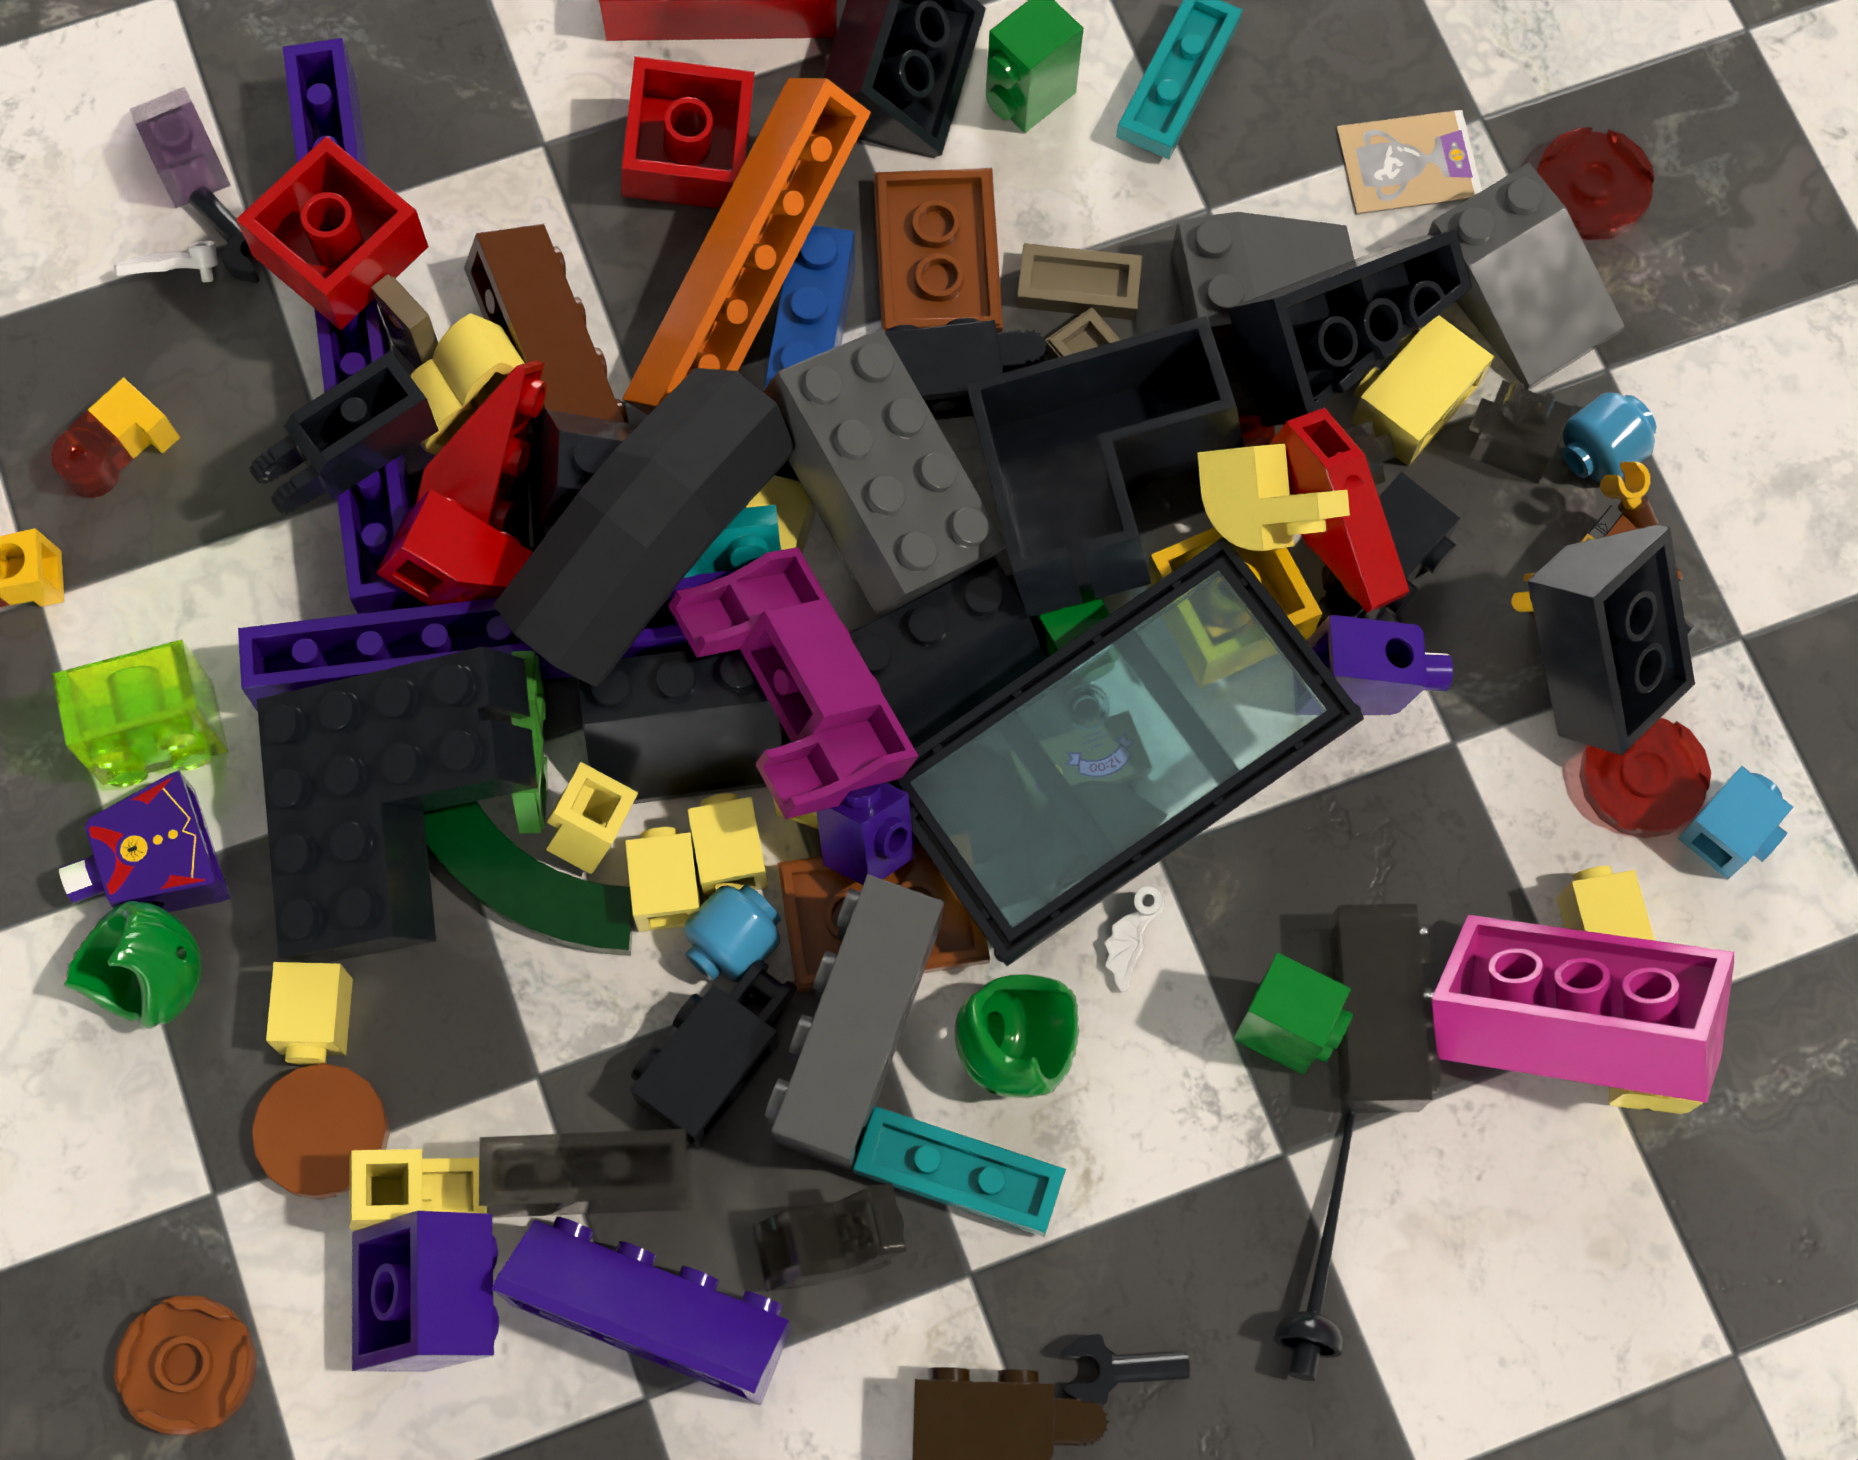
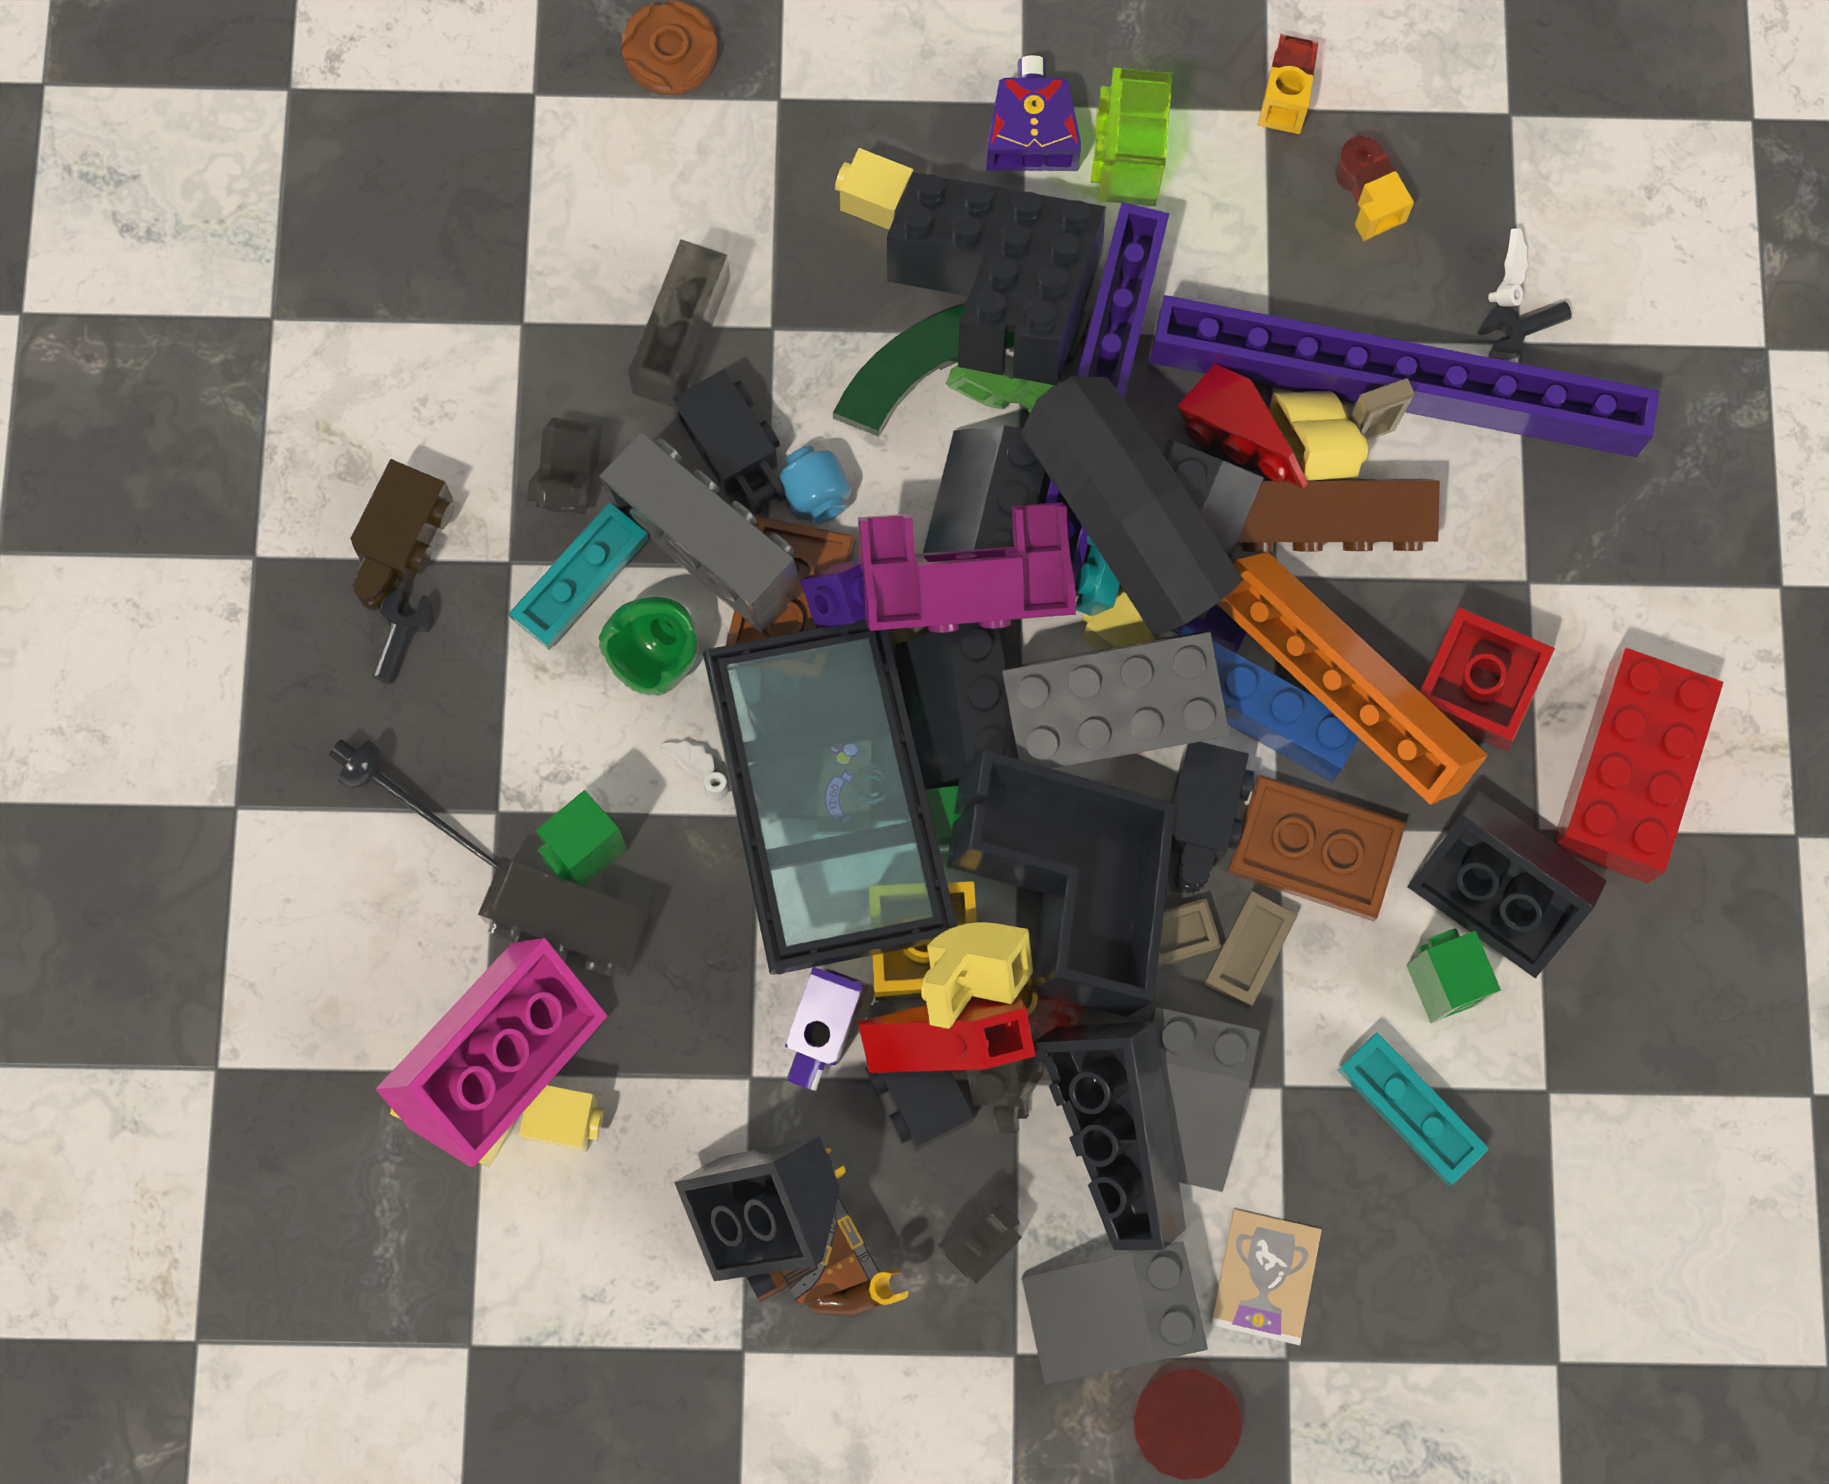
camera: 110 degrees right, 5 degrees up
(138, 964) = (951, 88): green piece -> none
(179, 145) = (1616, 304): clear purple slope -> none
(313, 1124) = (790, 174): dark orange tile -> none
(332, 232) = (1461, 361): red brick -> none
(347, 434) = (1285, 323): black hinge -> none
(401, 1182) = (718, 202): light yellow brick -> none
(423, 1292) = (639, 191): dark purple brick -> none
(450, 554) = (1165, 372): red slope -> none
(588, 817) = (937, 410): light yellow brick -> none
(645, 1309) = (568, 328): dark purple slope -> none
(662, 878) = (874, 451): light yellow brick -> none
(727, 843) = (878, 495): light yellow brick -> none
(1422, 386) = (1047, 1177): light yellow brick -> none
(1606, 434) = (947, 1314): dark azure head -> none
(1650, 786) = (650, 1214): clear red tile -> none
(1738, 823) = (590, 1259): dark azure brick -> none

